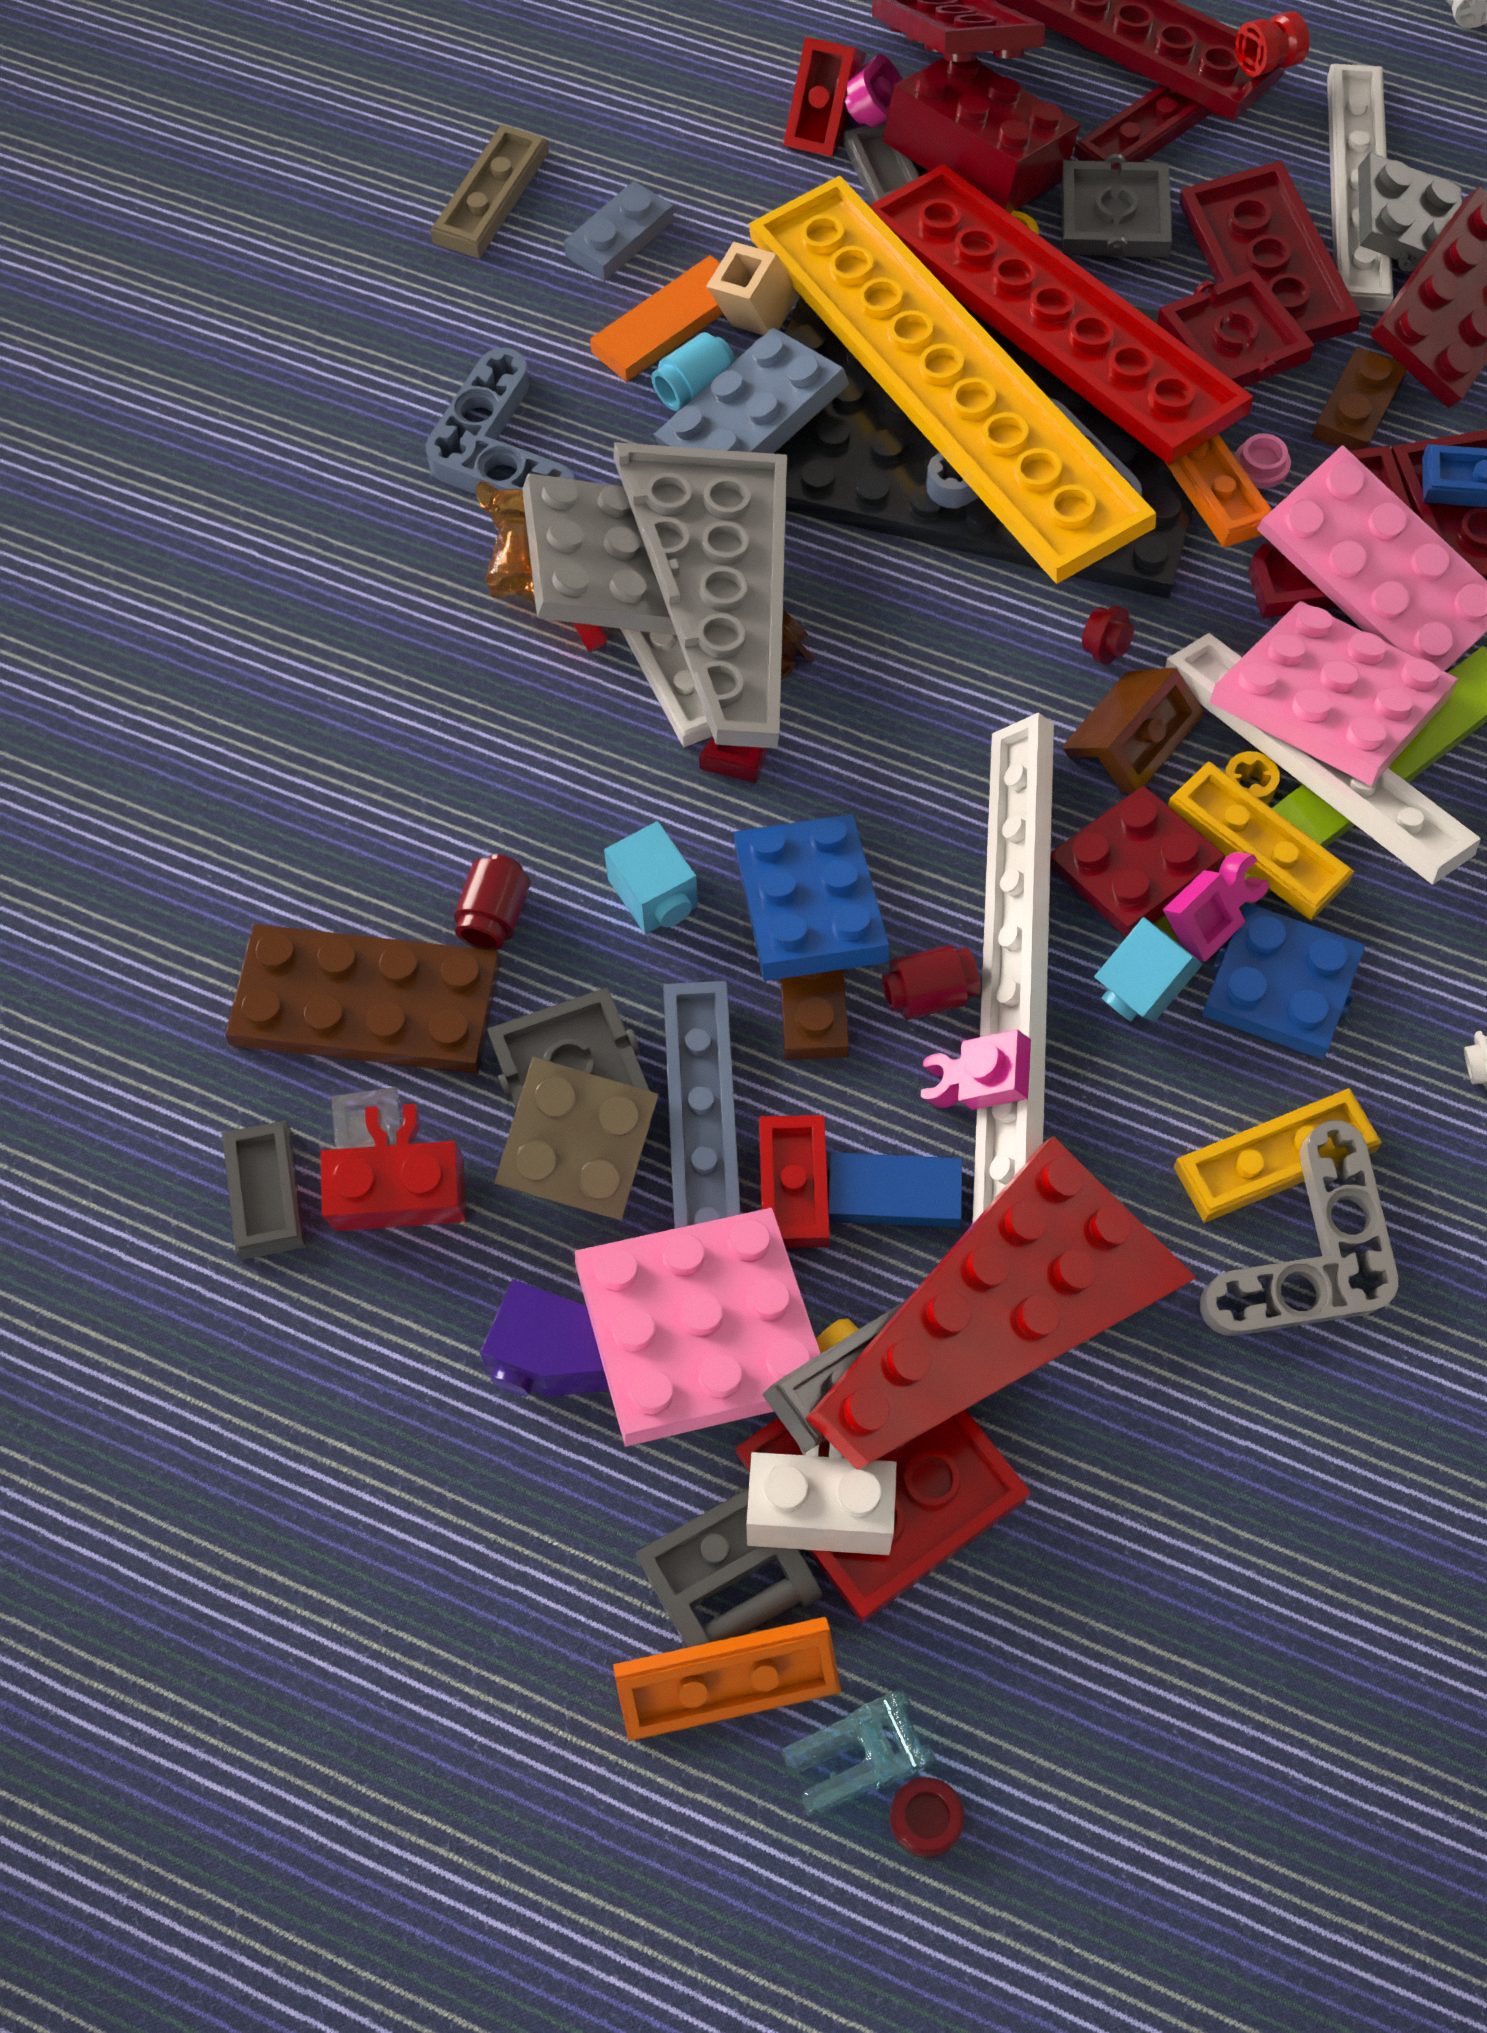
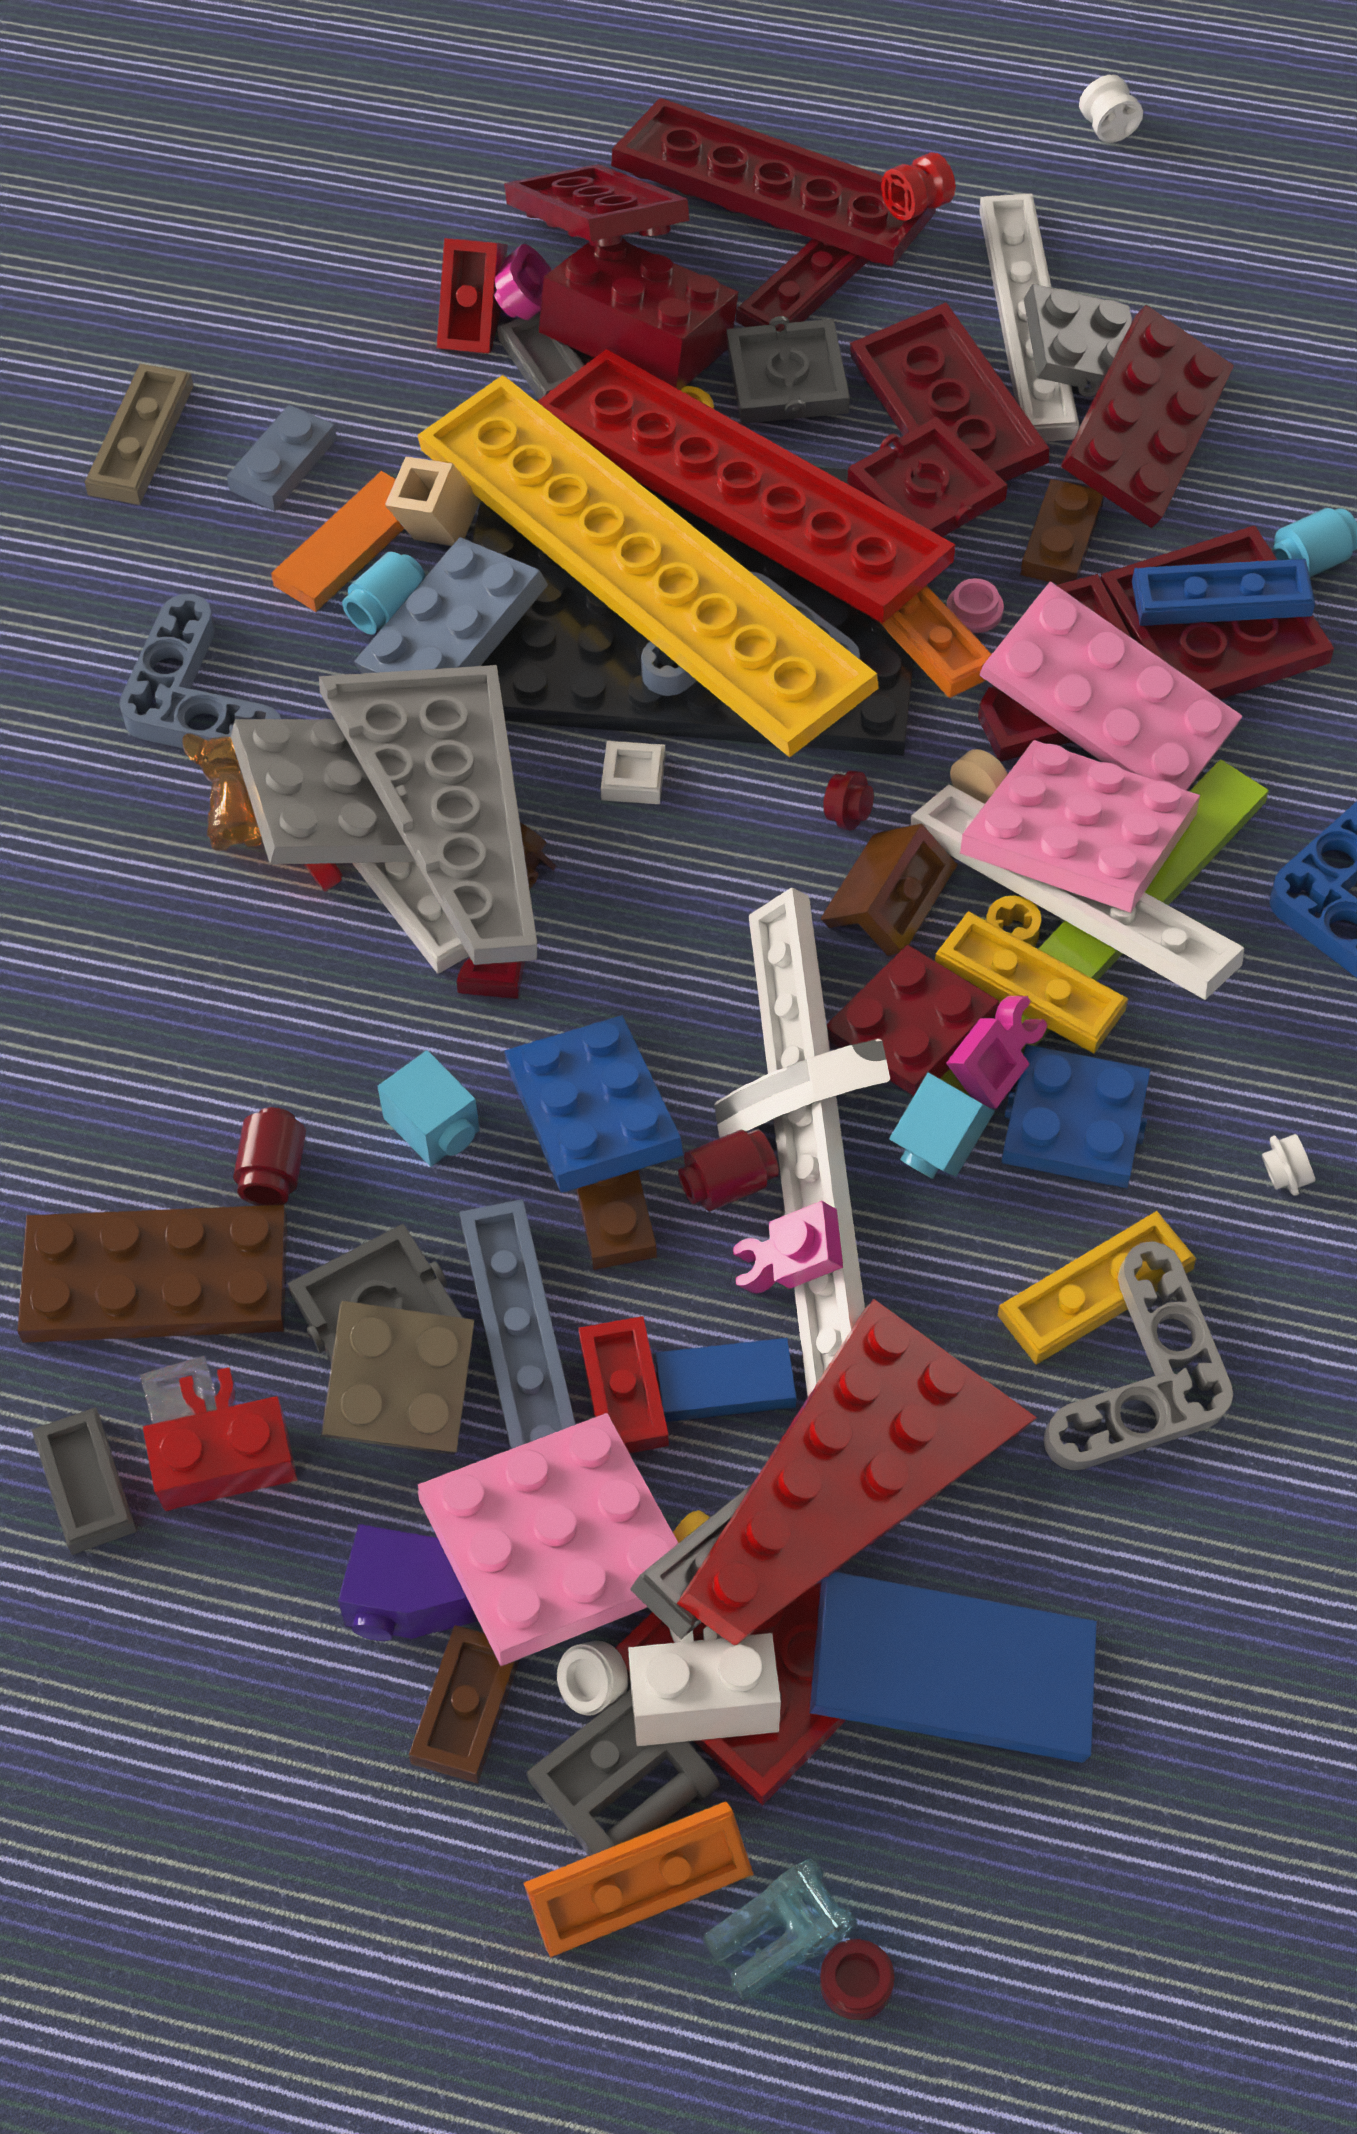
camera: 10 degrees left, 5 degrees down
(584, 1477) = (463, 1707): none -> reddish brown plate
(715, 1467) = (592, 1677): none -> white tile
(903, 578) = (633, 772): none -> white tile
(1017, 910) = (802, 1085): none -> white sticker
(1074, 1519) = (954, 1667): none -> blue tile
(1239, 627) = (977, 774): none -> tan tile

